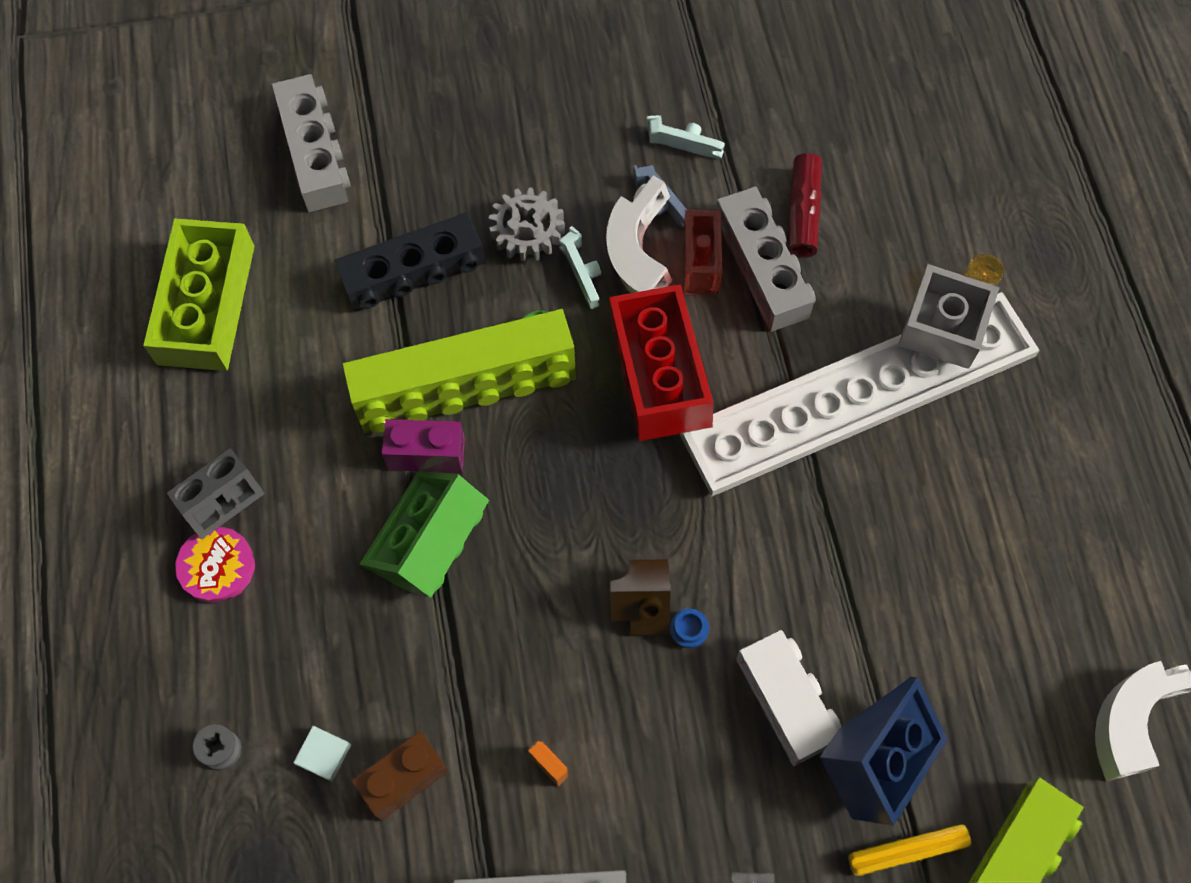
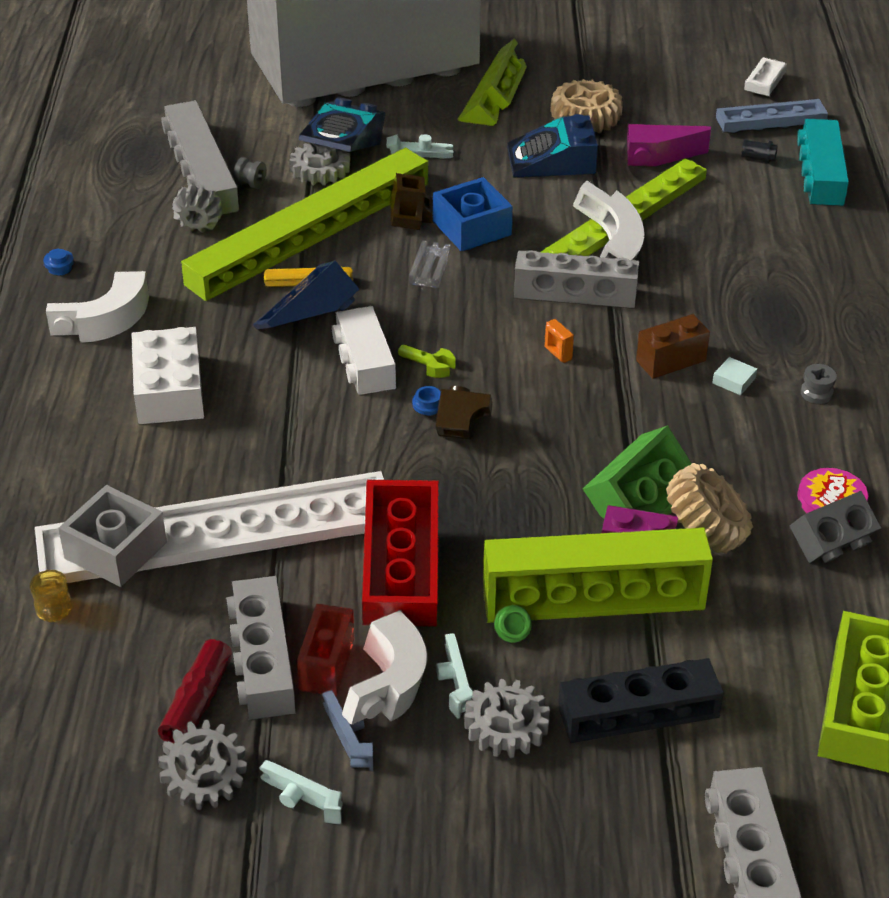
camera: 170 degrees left, 25 degrees down
(349, 478) = (709, 502): none -> tan gear
(707, 711) = (437, 364): none -> lime bar
(771, 133) = (189, 755): none -> light grey gear
(1008, 600) = (167, 375): none -> white brick

